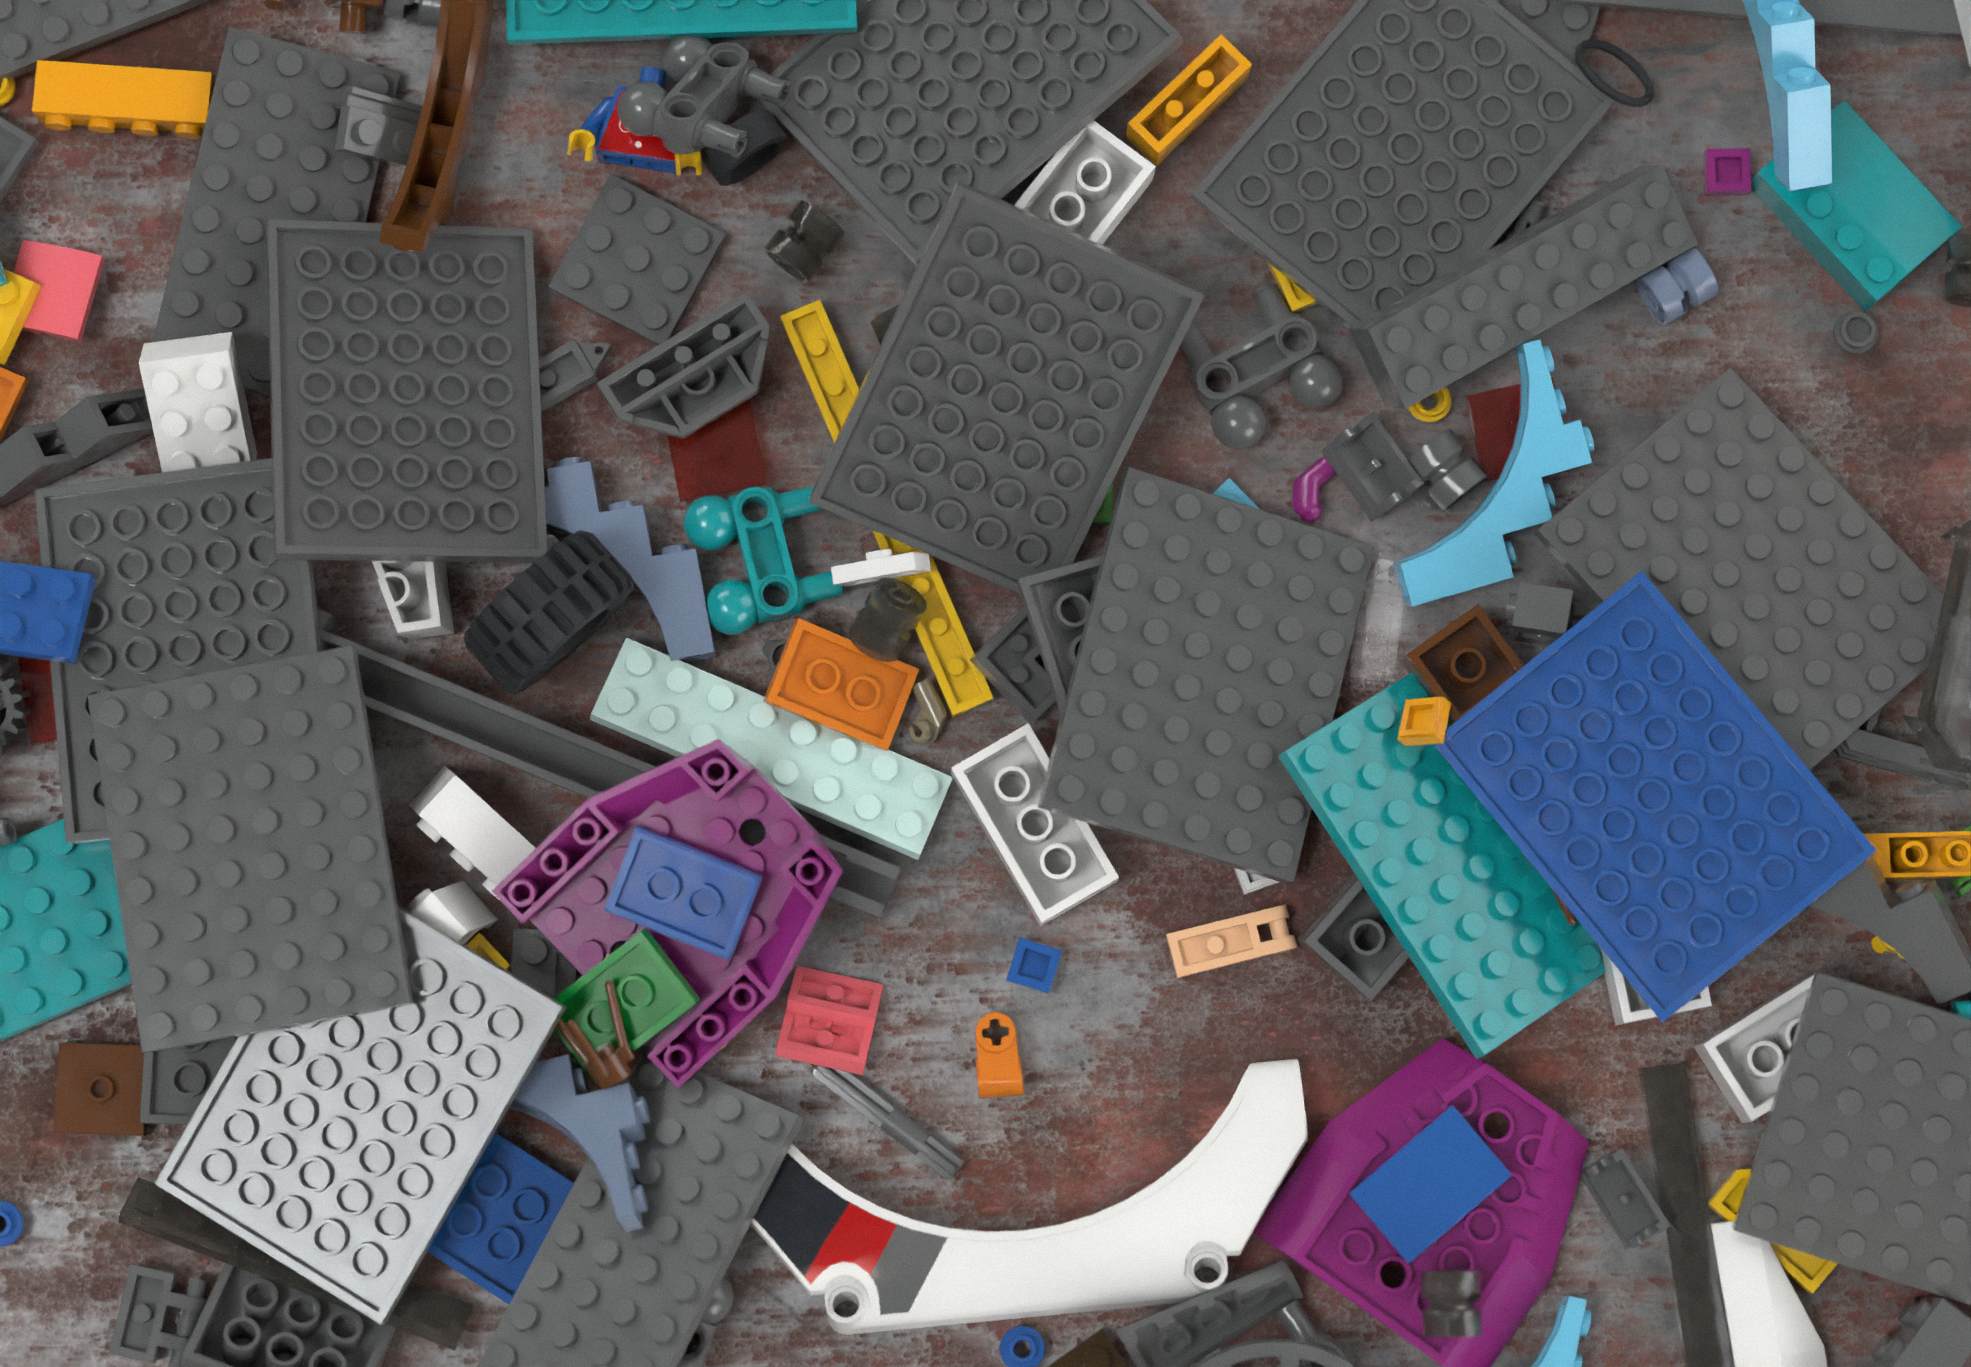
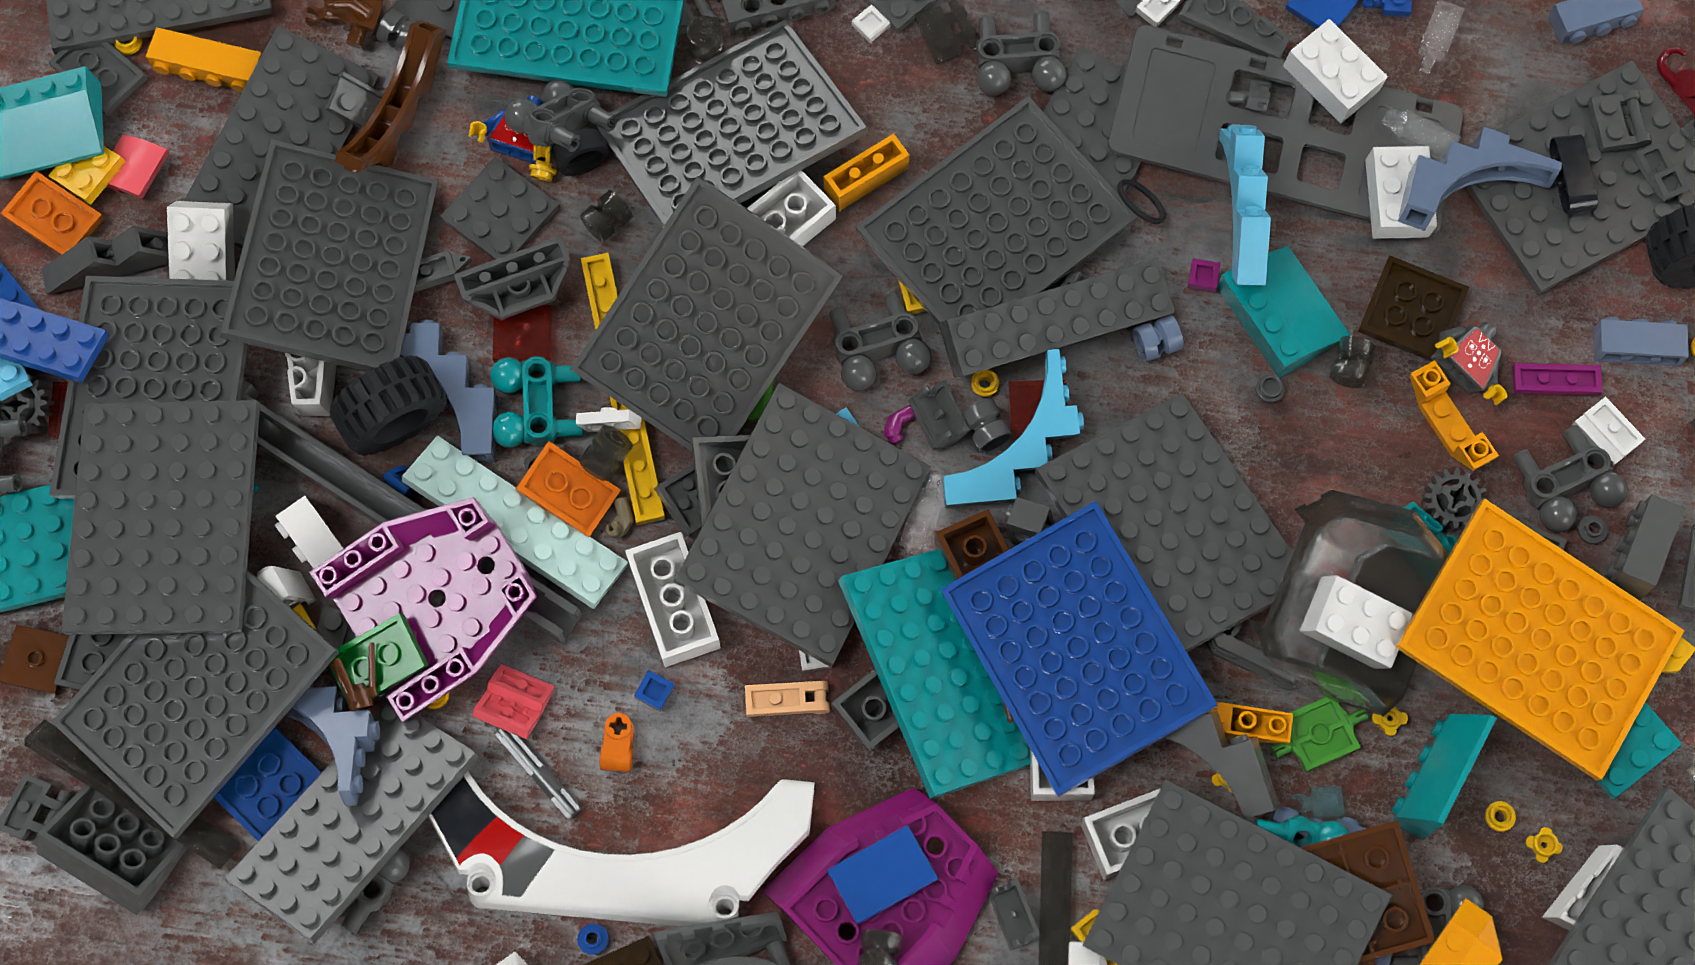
camera: 15 degrees right, 10 degrees down
(577, 716) = (394, 479): none -> blue plate
(683, 892) = (433, 595): blue tile -> none
(689, 185) = (542, 171): none -> yellow plate
(1424, 721) = (938, 576): light orange tile -> none

